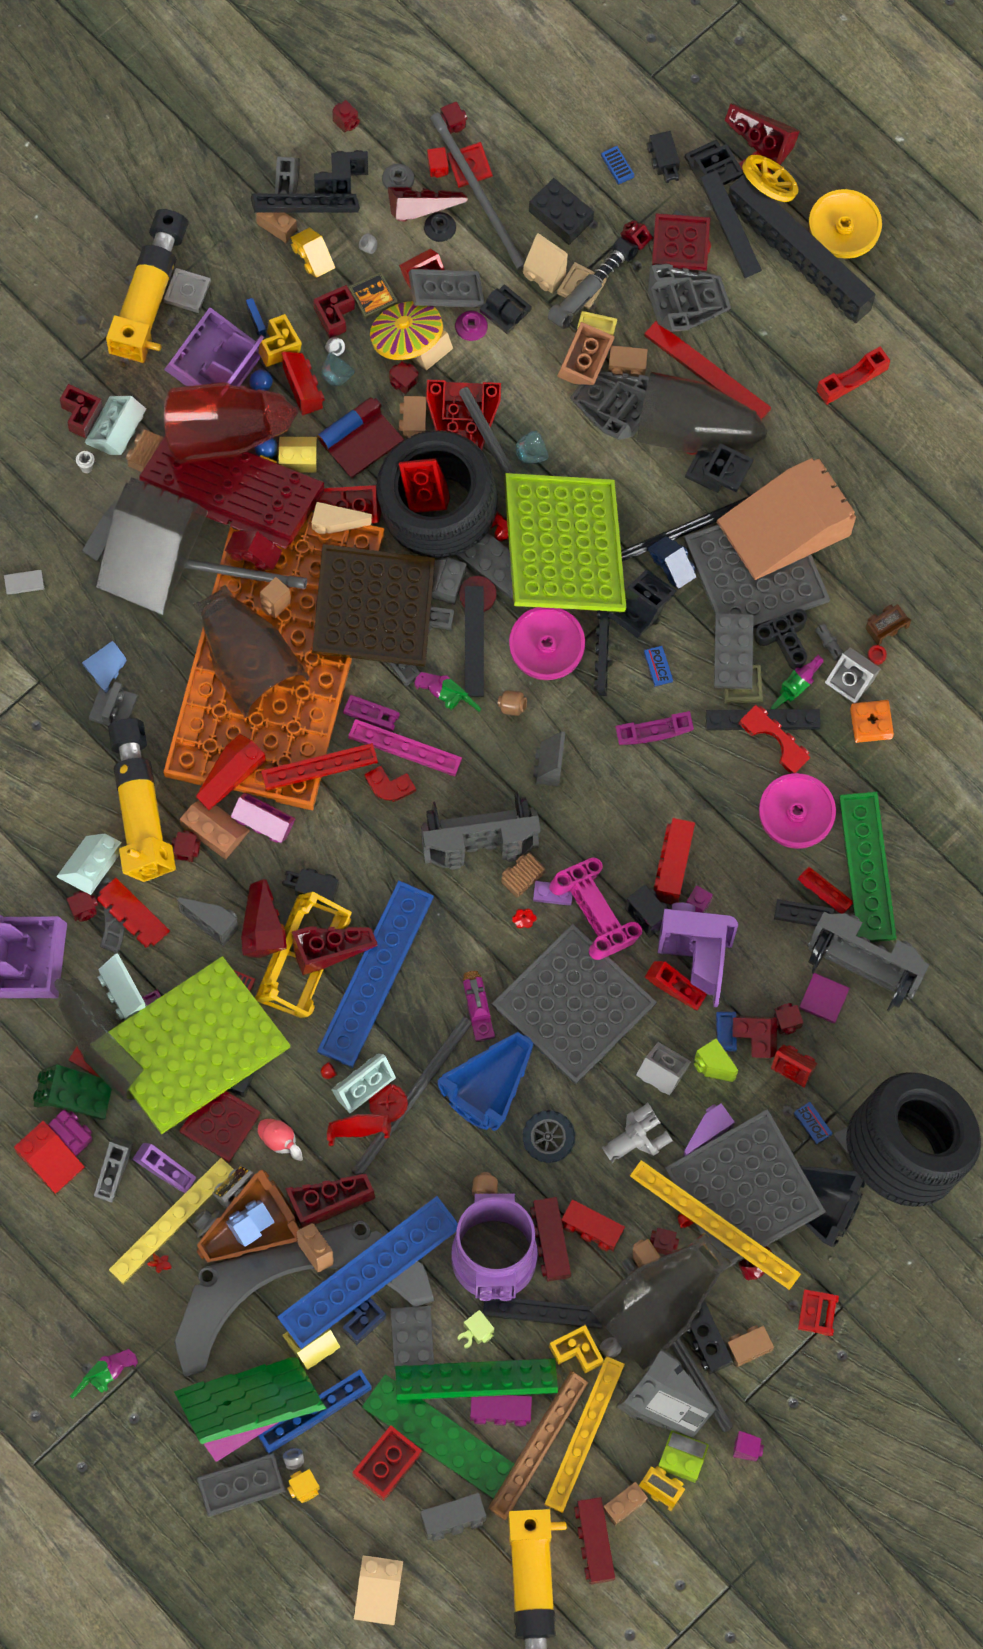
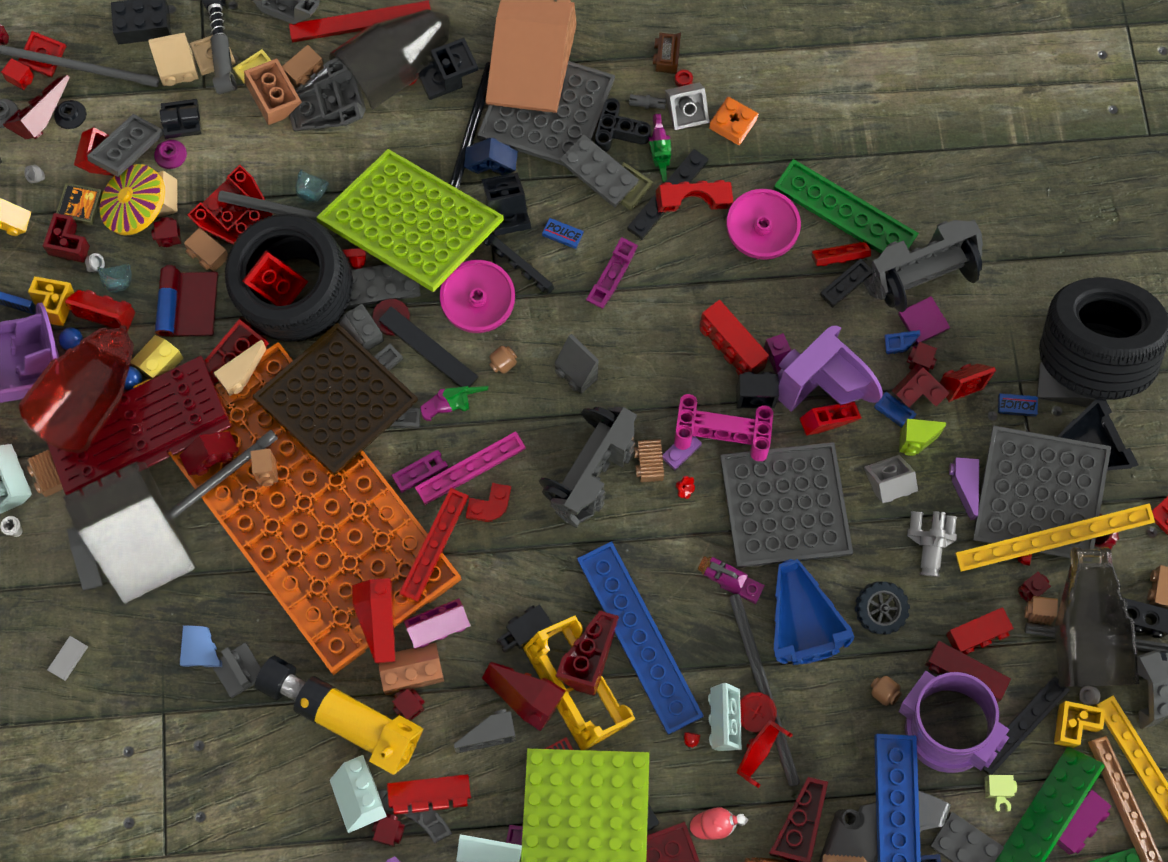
camera: 50 degrees left, 0 degrees up
(245, 648) = (286, 525): clear smoke windscreen -> none
(788, 992) = (900, 341): none -> blue tile

